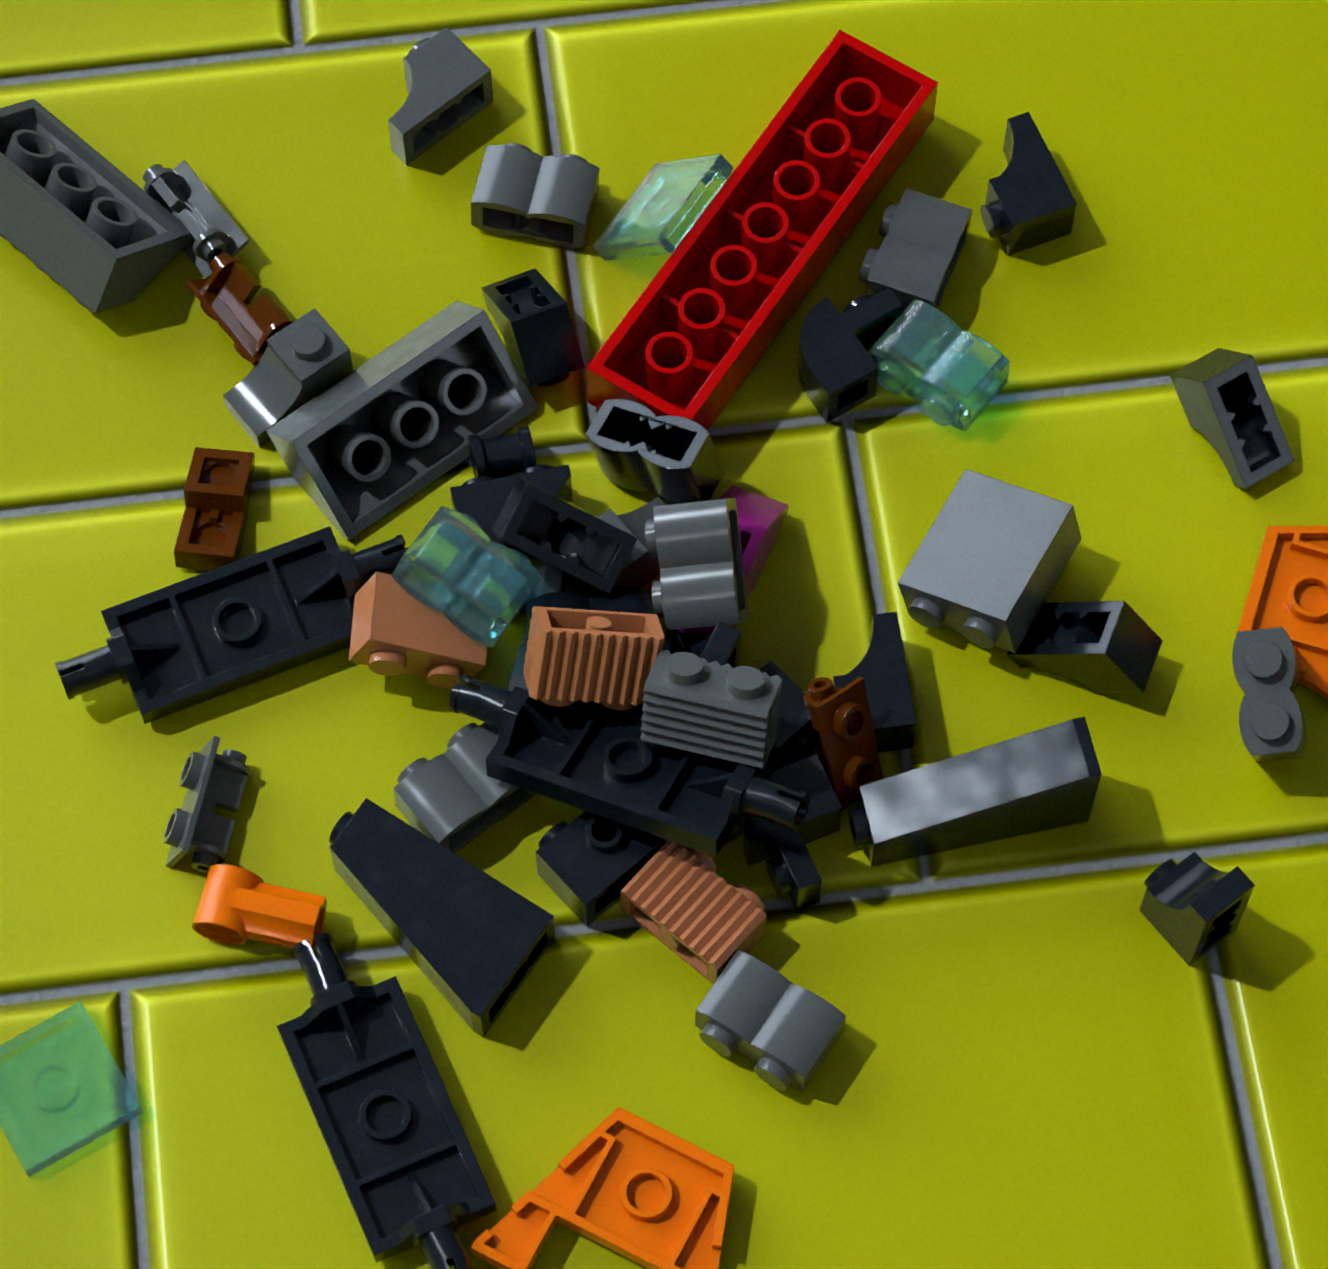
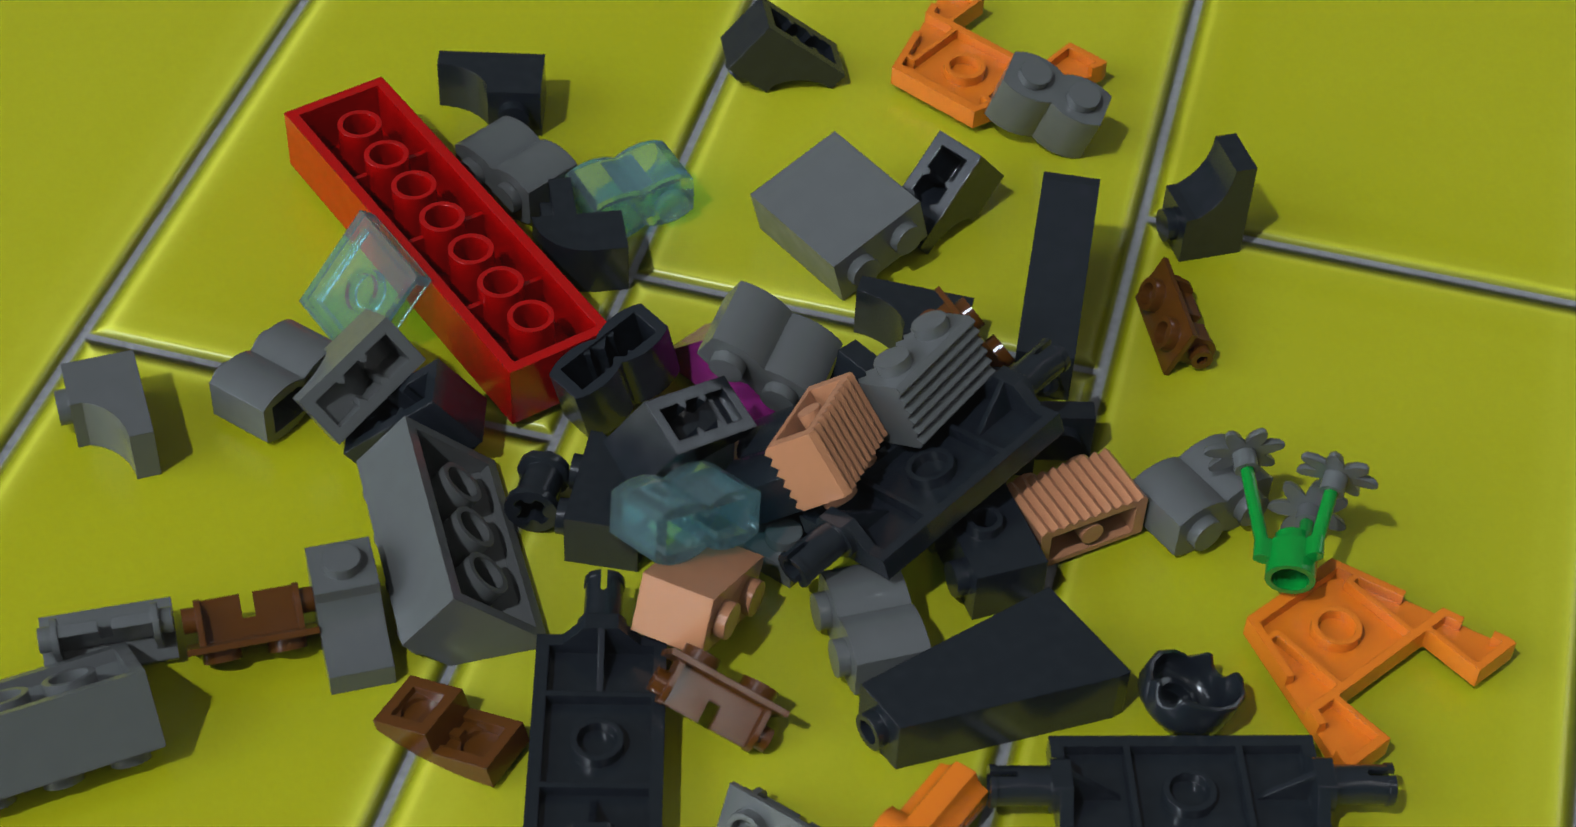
camera: 70 degrees left, 20 degrees down
(326, 718) = (741, 706): none -> reddish brown hinge
(501, 1079) = (1189, 693): none -> black hair
(544, 252) = (358, 374): none -> dark grey arch
(683, 1118) = (1300, 542): none -> plant
(1000, 937) = (1172, 320): none -> reddish brown hinge

